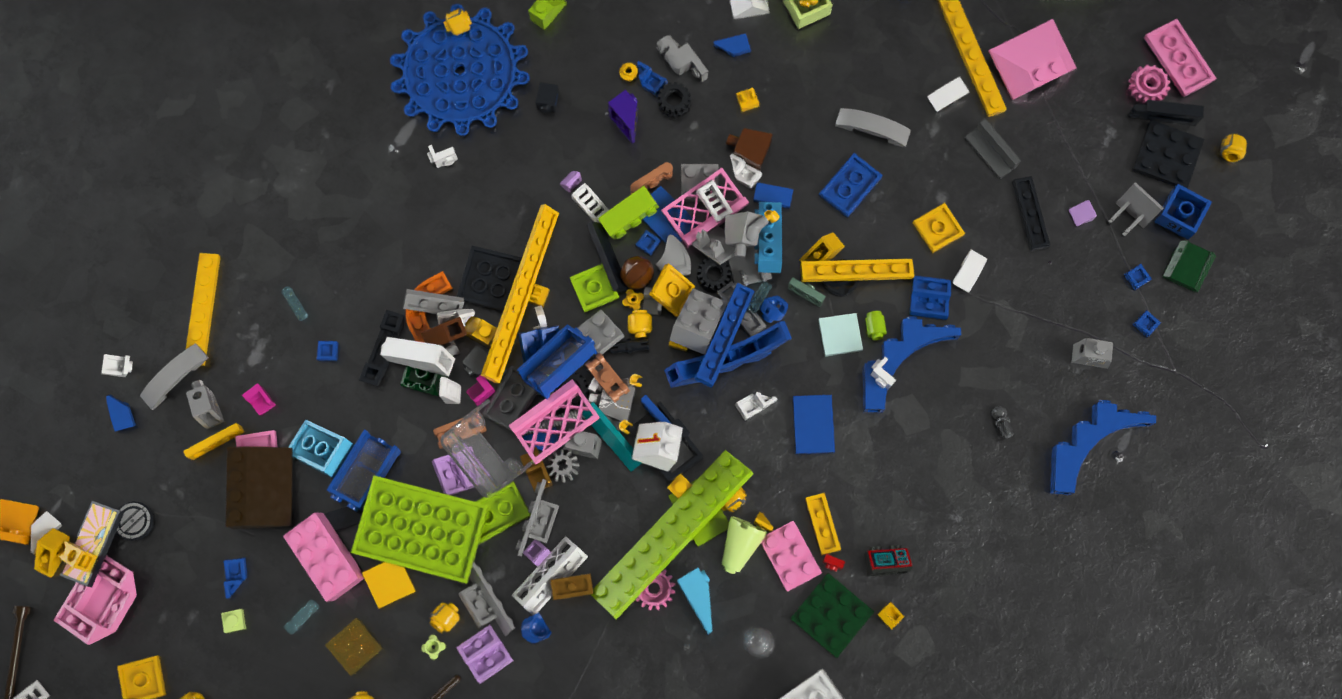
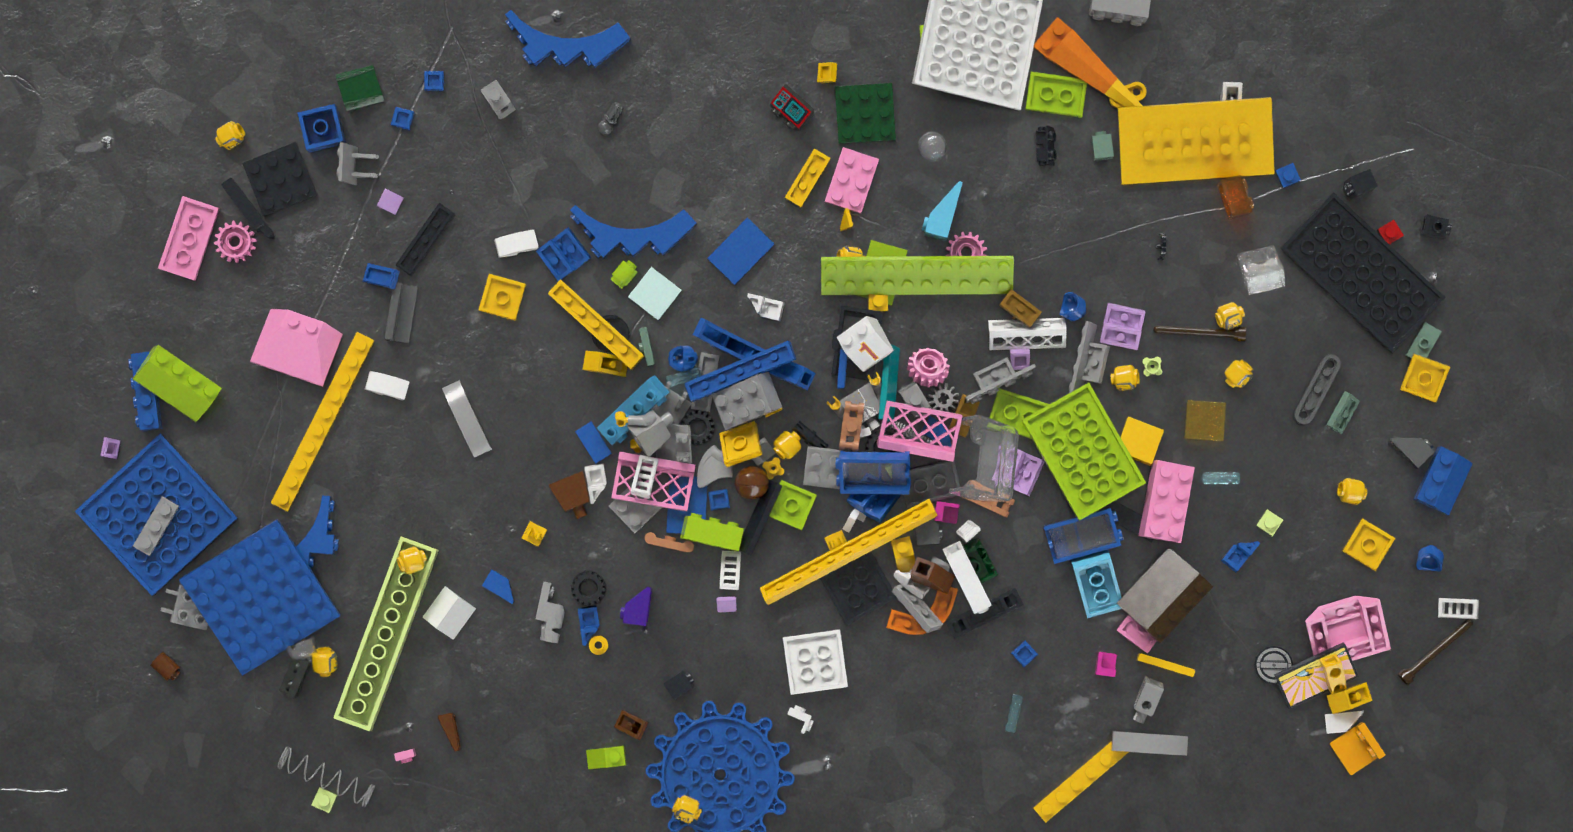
camera: 130 degrees left, 10 degrees up
(116, 365) = (1182, 793): white bracket -> none
(119, 413) = (1212, 755): blue slope -> none
(469, 202) = (815, 662): none -> white plate
(551, 43) = (631, 725): none -> reddish brown slope
(602, 483) = (919, 370): none -> bright pink gear
(740, 543) = (876, 221): yellowish green cone -> none
(833, 563) = (829, 145): red plate -> none
(850, 185) = (529, 392): blue tile -> none
(882, 378) = (664, 230): white bracket -> none
(1032, 157) = (381, 276): none -> blue tile

